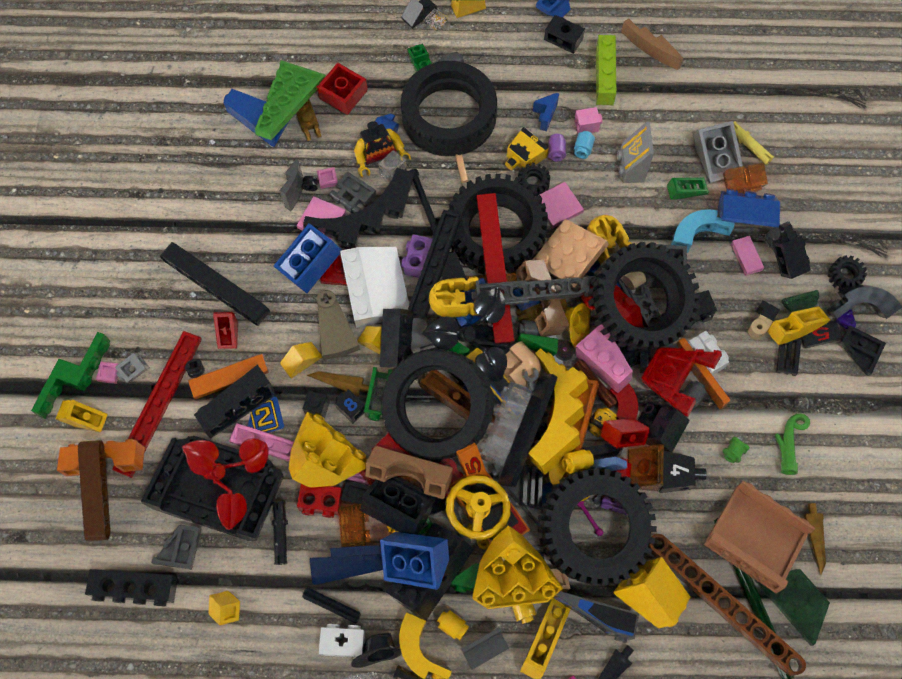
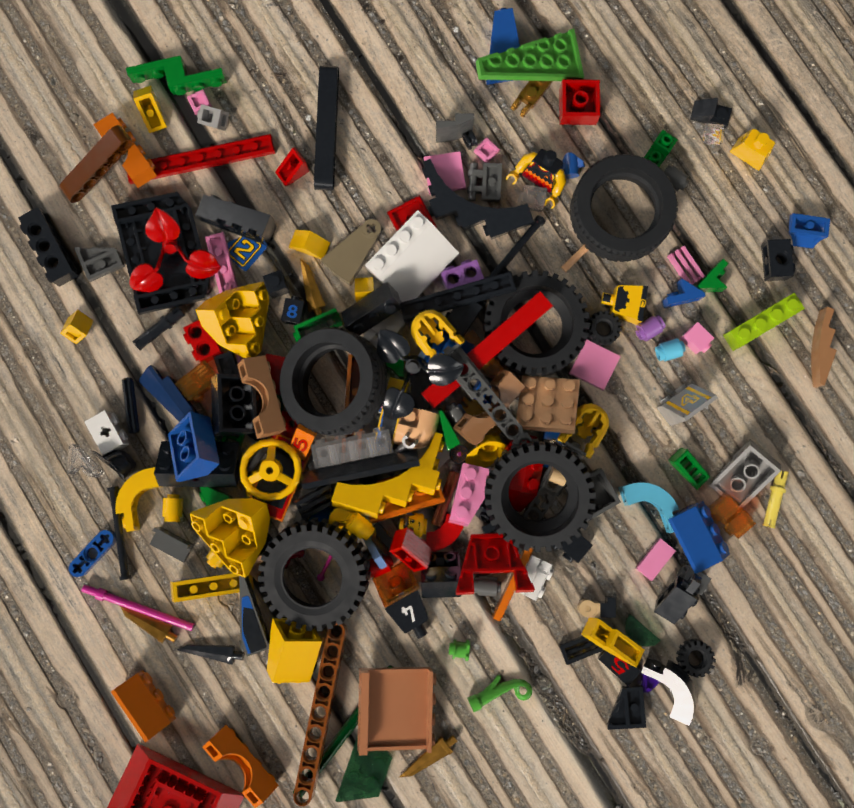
camera: 55 degrees right, 15 degrees up
(194, 368) = (247, 162): black bush -> none
(224, 377) = (257, 197): orange tile -> none
(308, 258) = (395, 188): blue slope -> none
(524, 94) = (692, 263): none -> bright pink tile
(548, 84) = (711, 281): none -> green slope

